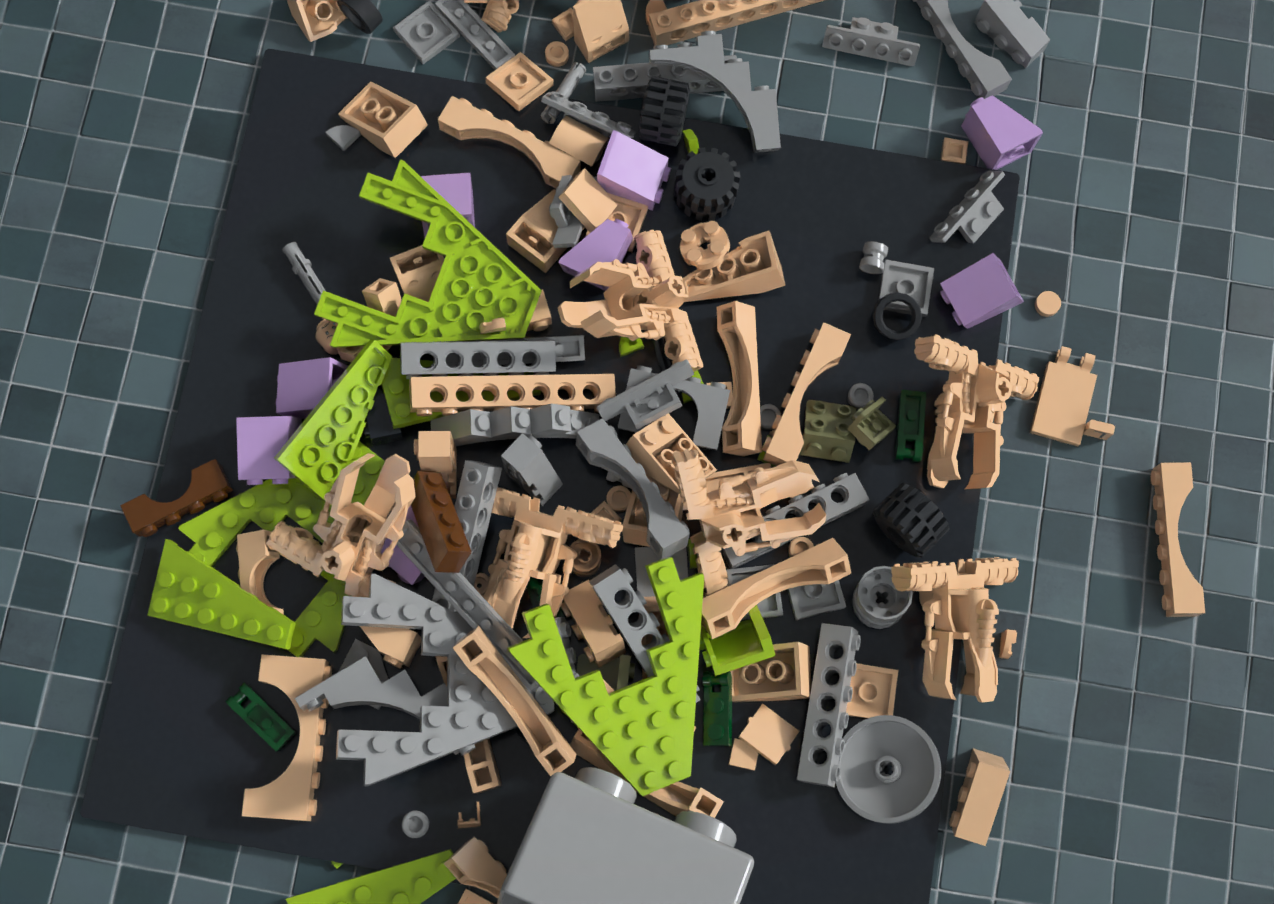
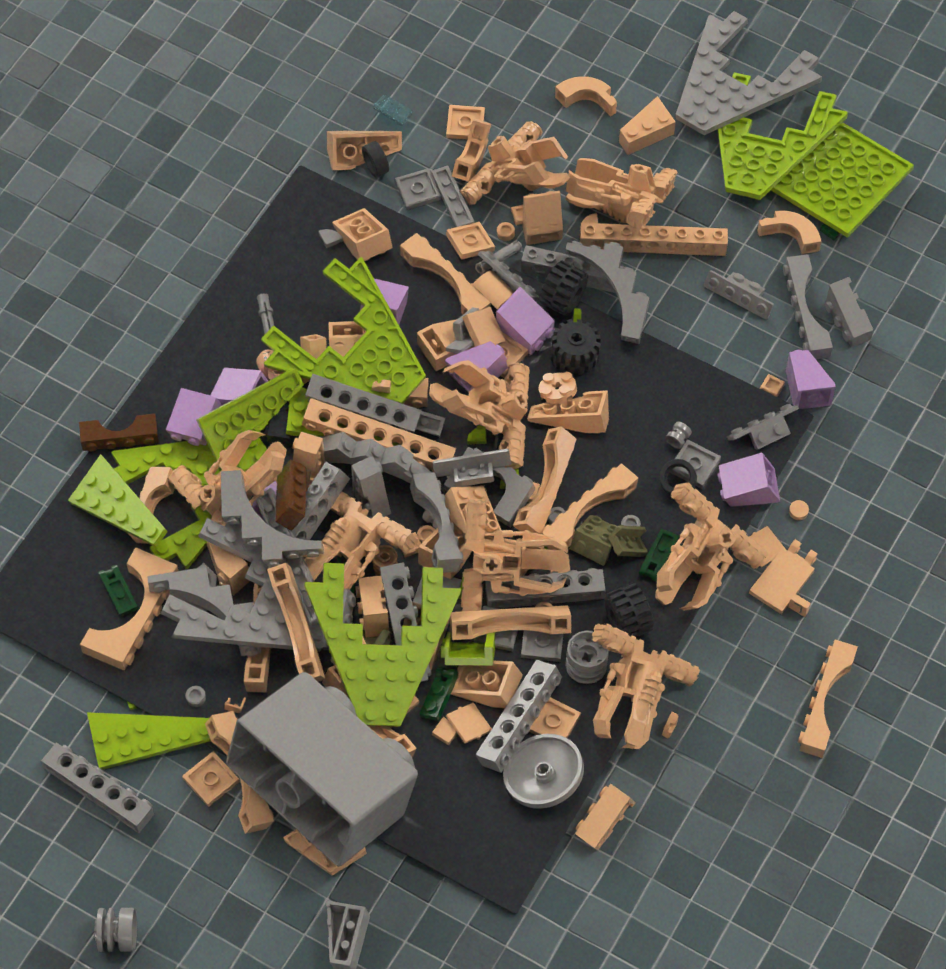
camera: 25 degrees right, 15 degrees down
(447, 604) = (254, 530): none -> light grey arch
(1027, 358) = (769, 542): none -> light nougat piece

